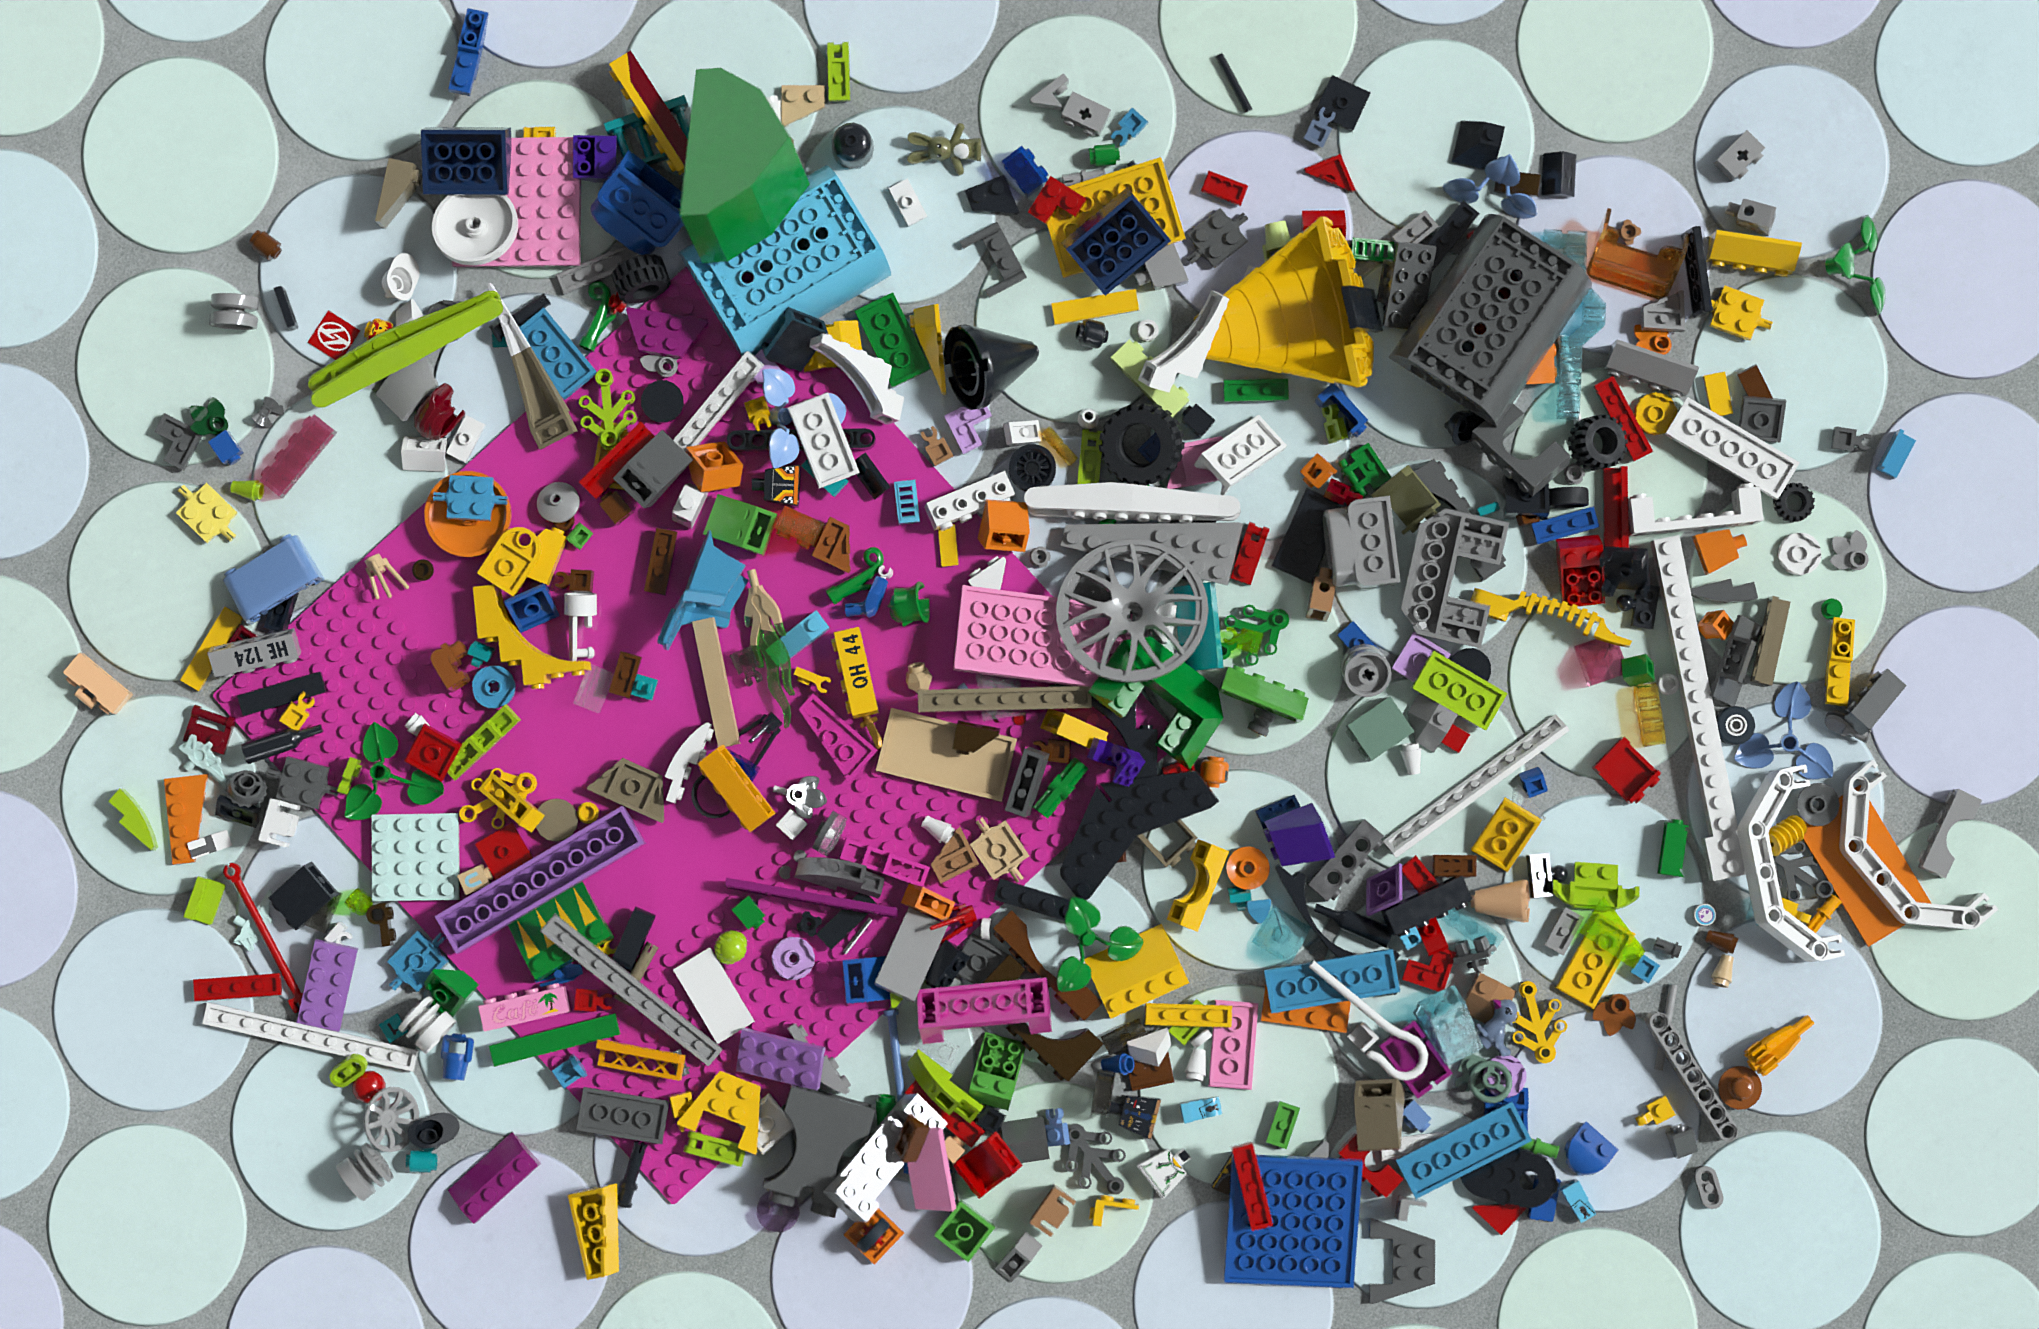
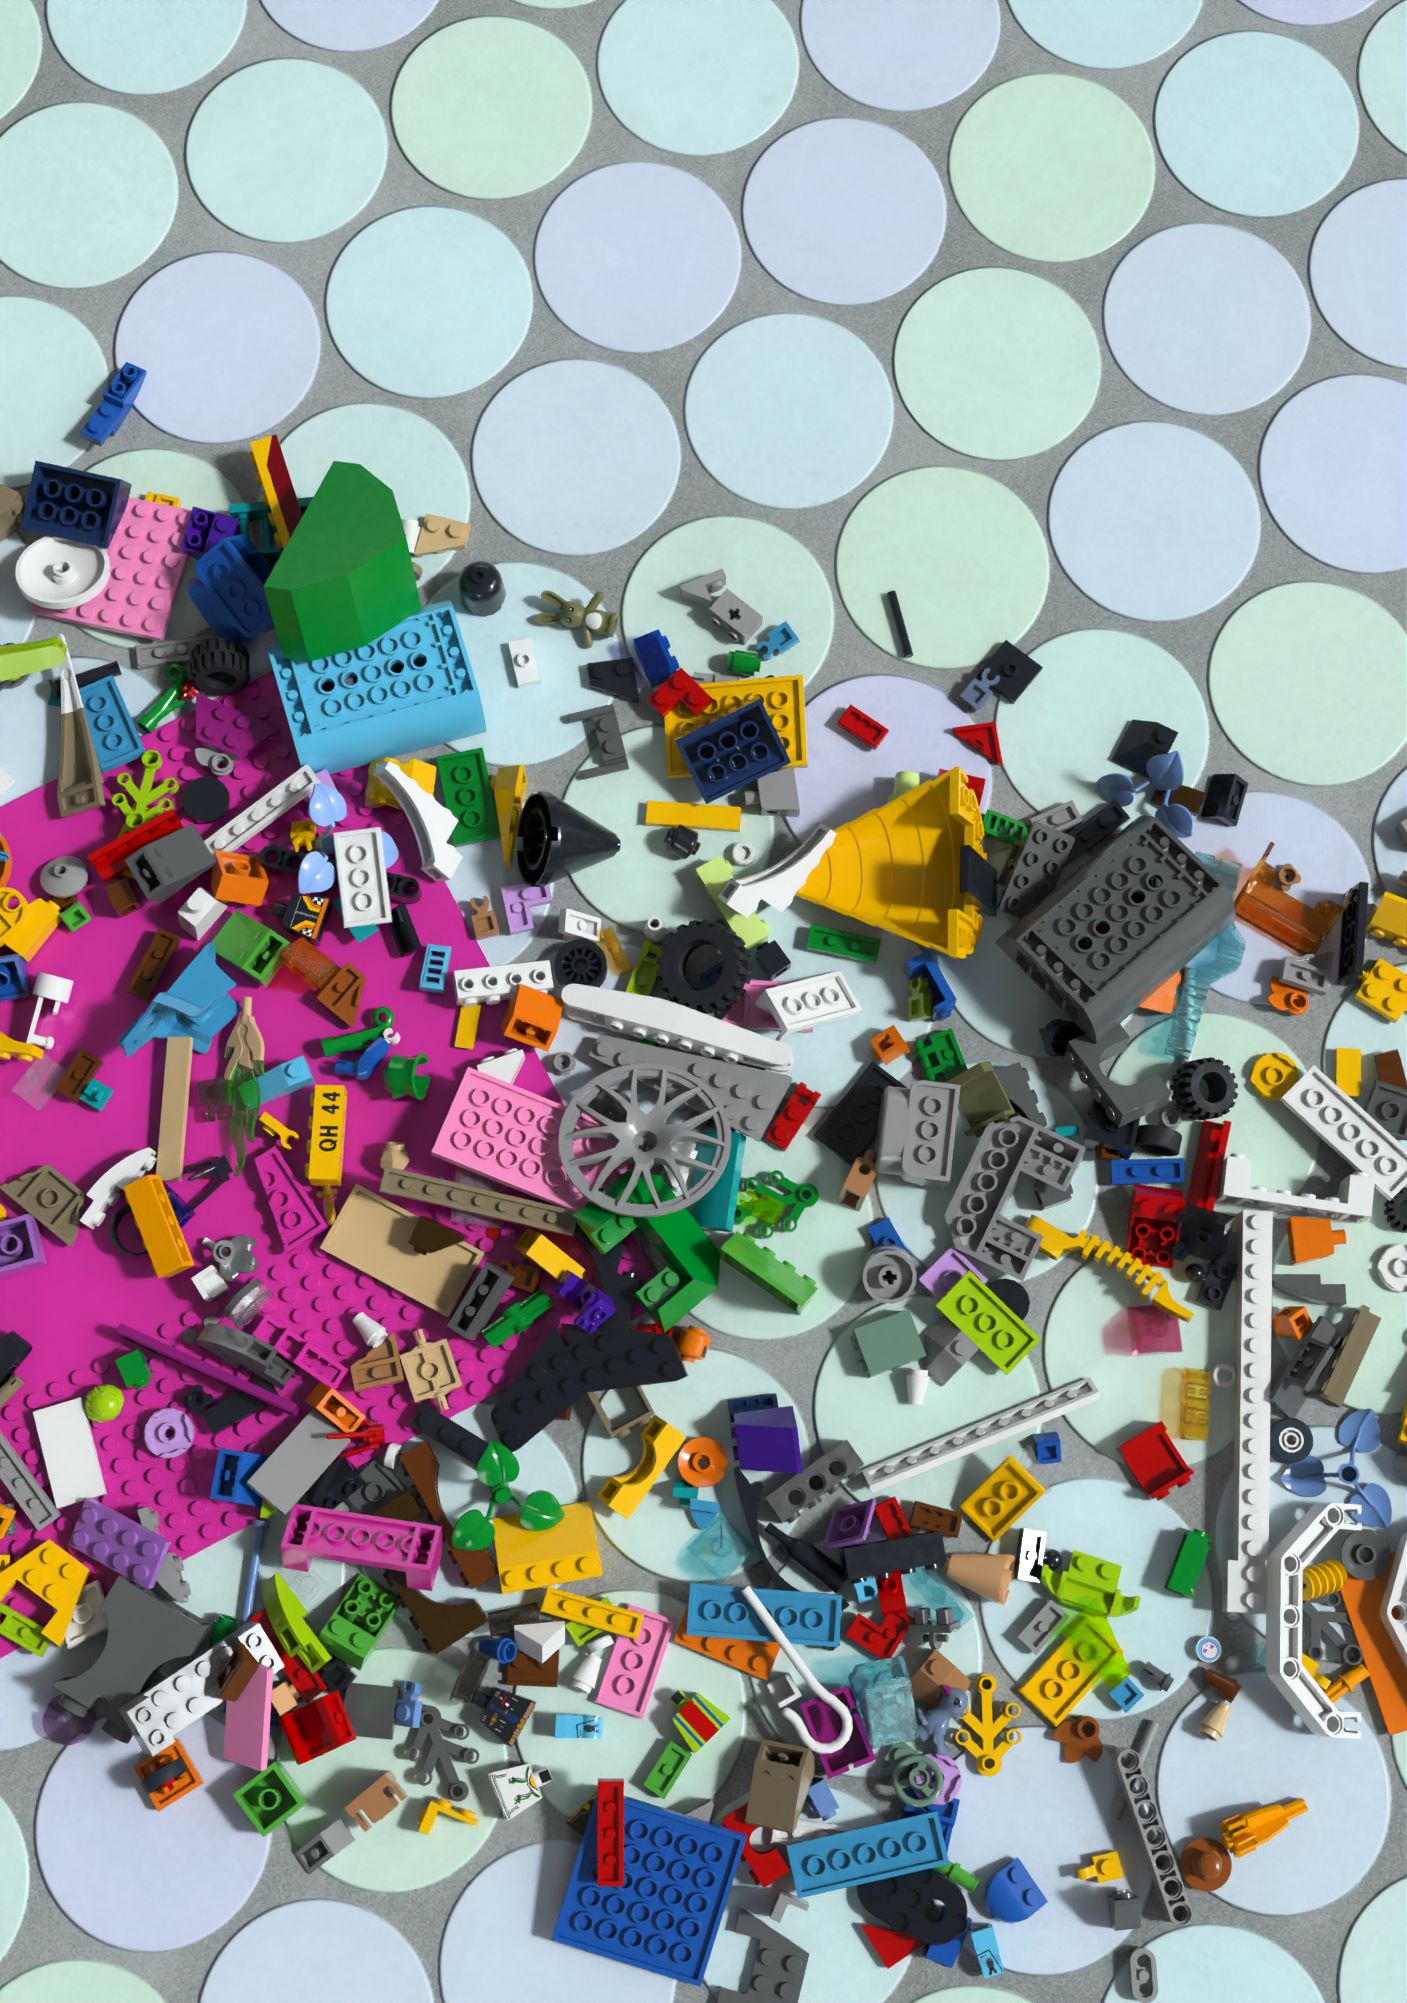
camera: 15 degrees right, 10 degrees down
(579, 581) = (59, 964): reddish brown plate -> none
(792, 341) = (356, 764): black panel -> none
(838, 72) = (488, 515): lime plate -> none
(856, 937) = (249, 1426): white piece -> none
(1217, 238) = (842, 776): dark grey plate -> none
(1261, 722) = (758, 1303): dark grey wheel -> none
(1297, 1078) = (697, 1719): none -> torso
(1340, 493) = (905, 1073): dark red plate -> none
(1455, 738) = (970, 1376): red tile -> none
(1618, 407) = (1233, 1054): red plate -> none
(1638, 670) = (1193, 1351): green panel -> none
(1650, 368) = (1280, 1024): light grey slope -> none

